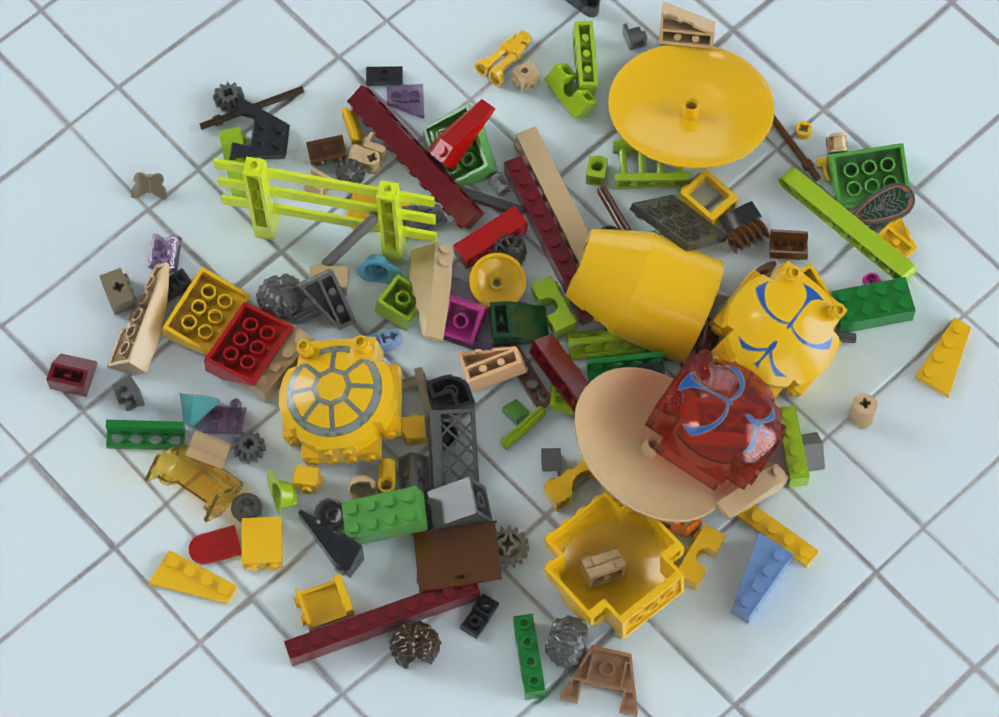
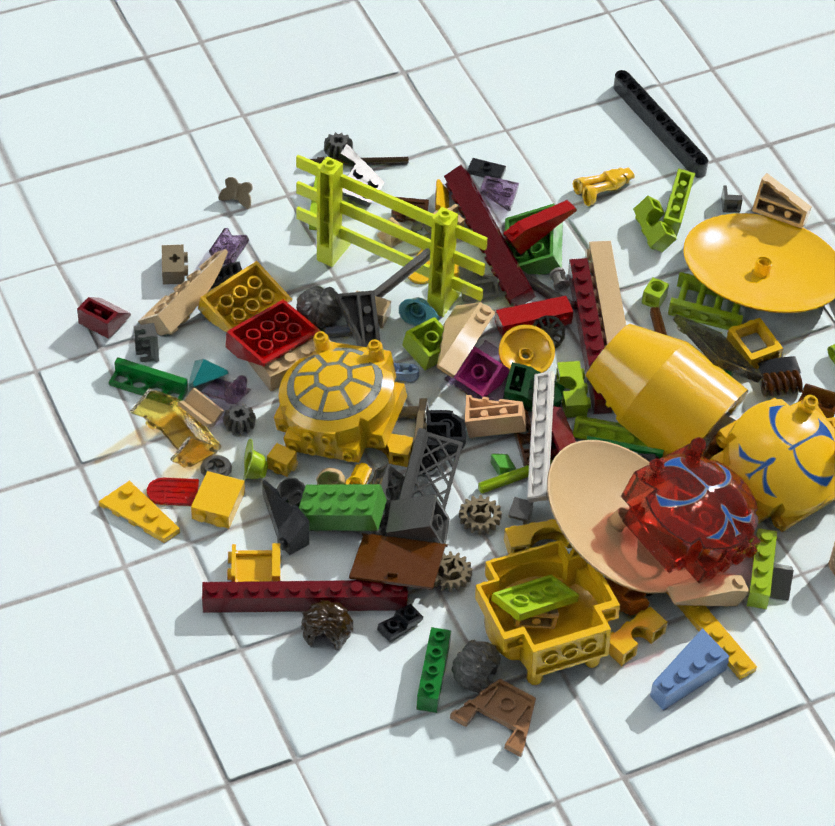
camera: 15 degrees right, 15 degrees down
(518, 482) = (480, 514): none -> dark tan gear
(525, 76) = (616, 202): tan brick -> none
(545, 376) = (540, 436): none -> white tile
(600, 558) = (534, 597): none -> lime plate

